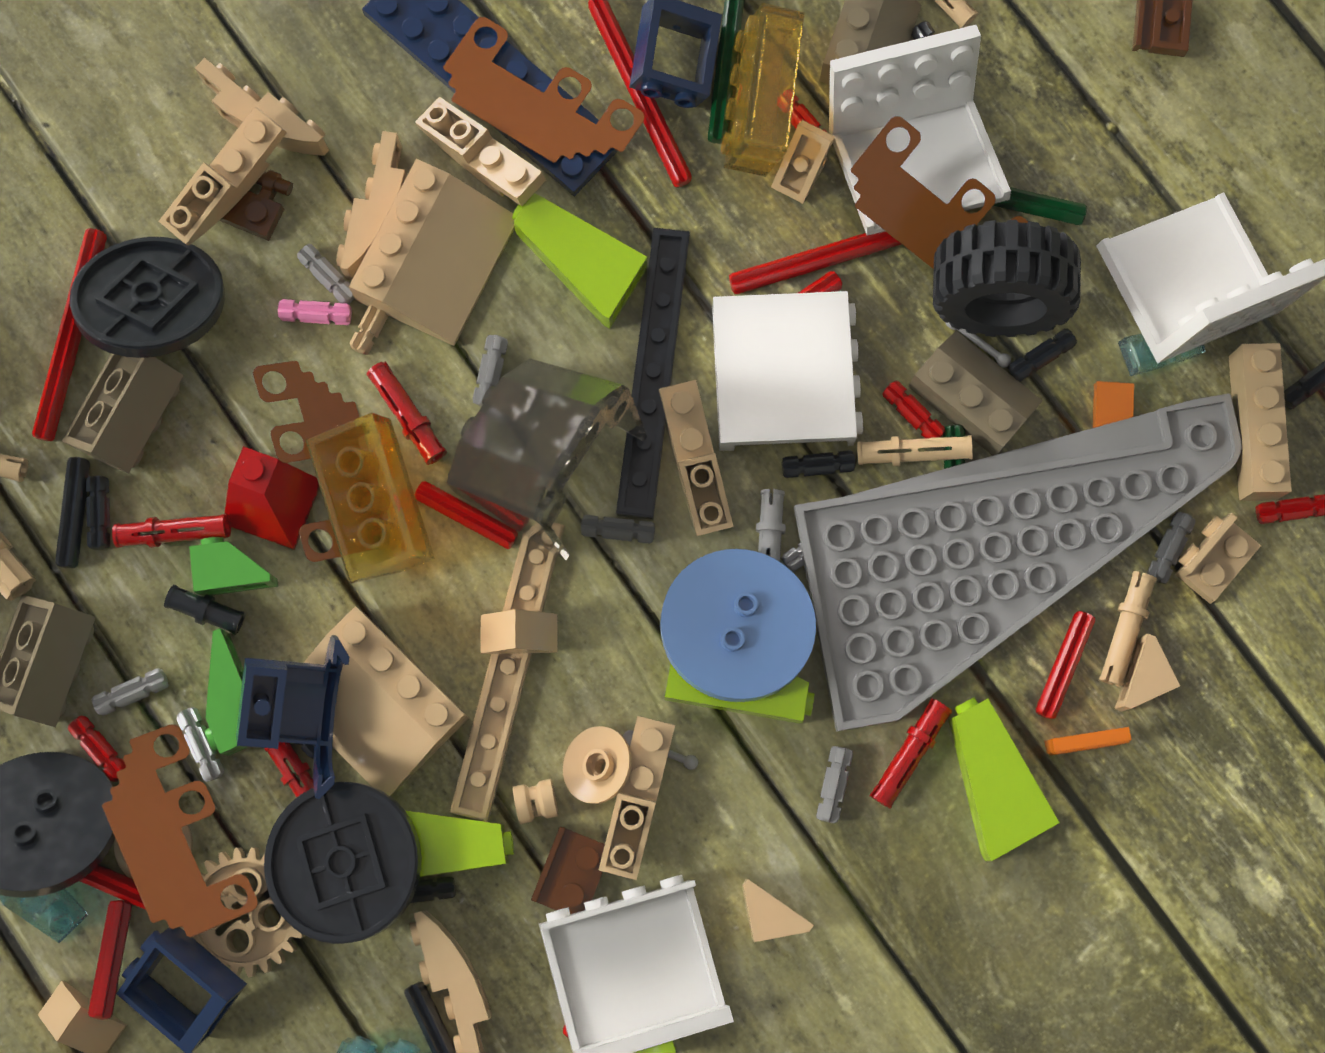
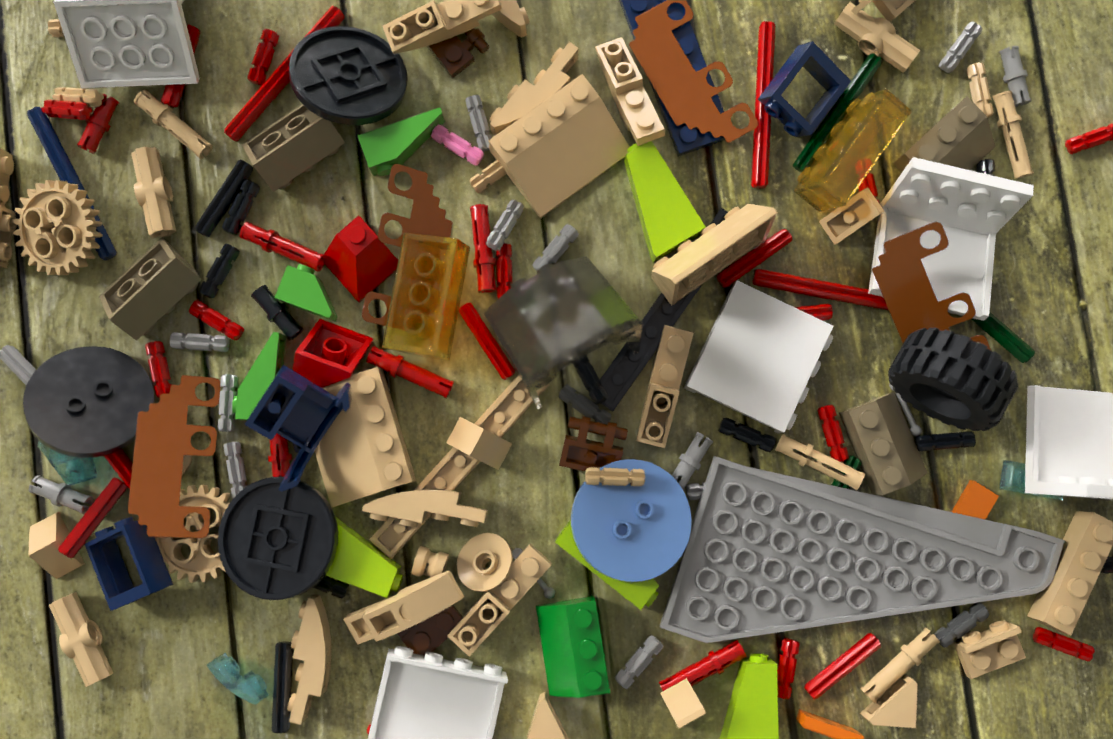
camera: 25 degrees right, 5 degrees up
(34, 328) = (263, 57): none -> red axle
(56, 955) = (60, 494): none -> light grey pin
(110, 598) = (219, 270): none -> black axle
(136, 656) = (216, 320): none -> red axle
(243, 342) = (397, 141): none -> bright green slope
(248, 813) = (235, 467): none -> light grey axle
(292, 621) = (330, 353): none -> red slope
(392, 596) = (399, 367): none -> red pin
(417, 373) = (504, 225): none -> light grey axle
(441, 422) = (504, 269): none -> red axle
(480, 741) = (414, 505): none -> tan slope
(531, 866) = (404, 609): none -> tan slope
(605, 493) = (591, 380): none -> black axle
(651, 580) = (583, 453): none -> reddish brown plate
(669, 279) = (713, 251): none -> tan slope
(692, 584) = (614, 476): none -> tan axle
(720, 264) = (754, 258): none -> red axle
(750, 808) = (573, 648): none -> green slope
(909, 801) = (683, 703): none -> tan slope
(1004, 700) = (787, 667): none -> red axle

